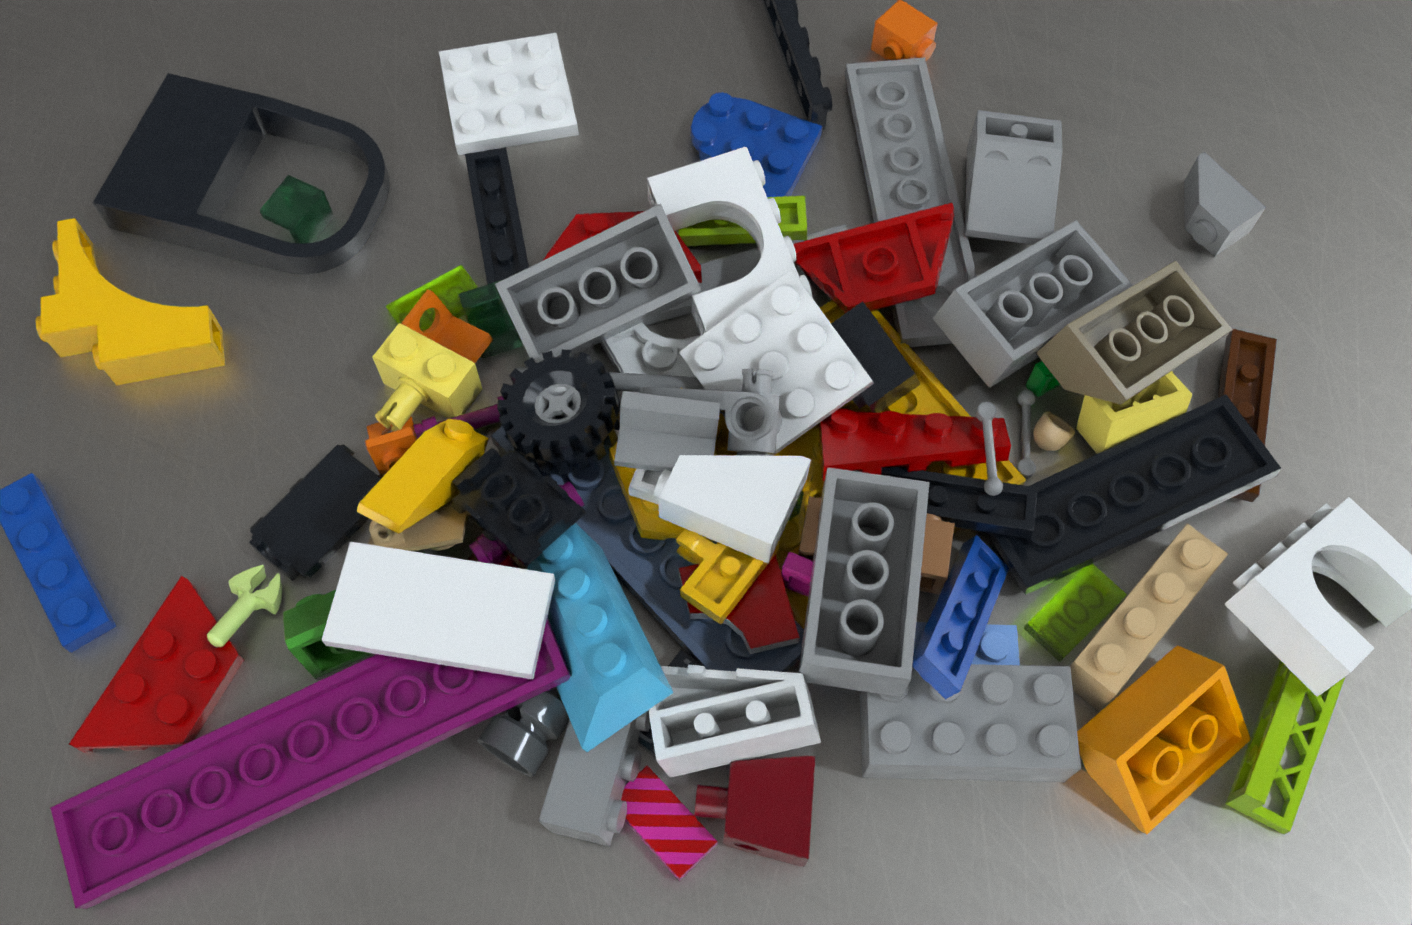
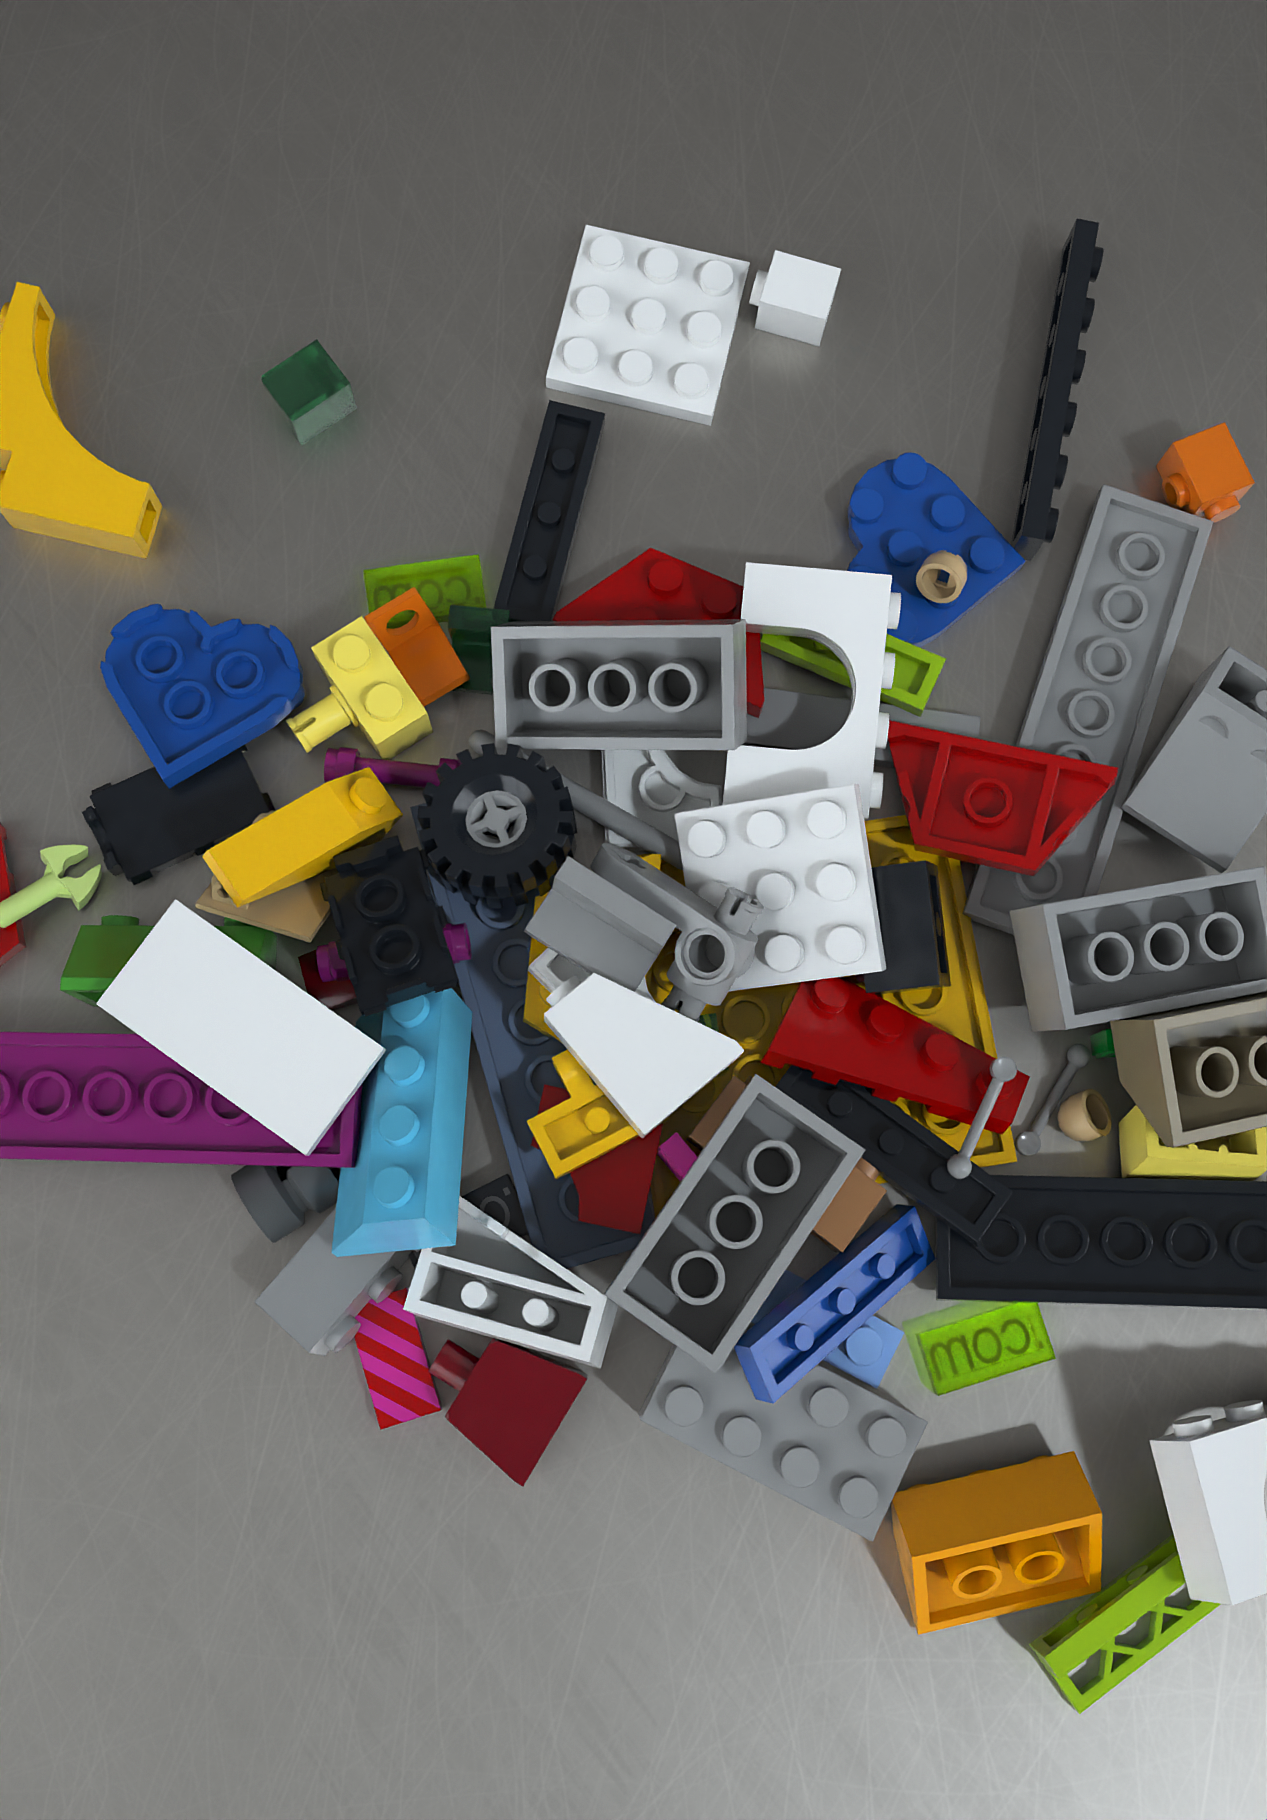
camera: 20 degrees right, 15 degrees up
(194, 154) = (212, 254): black window -> none
(300, 424) = (199, 687): none -> blue plate
(389, 447) = (290, 778): orange bracket -> none
(596, 39) = (794, 297): none -> white brick
(766, 148) = (928, 575): none -> tan hinge
(1144, 616) = (1057, 1397): tan brick -> none

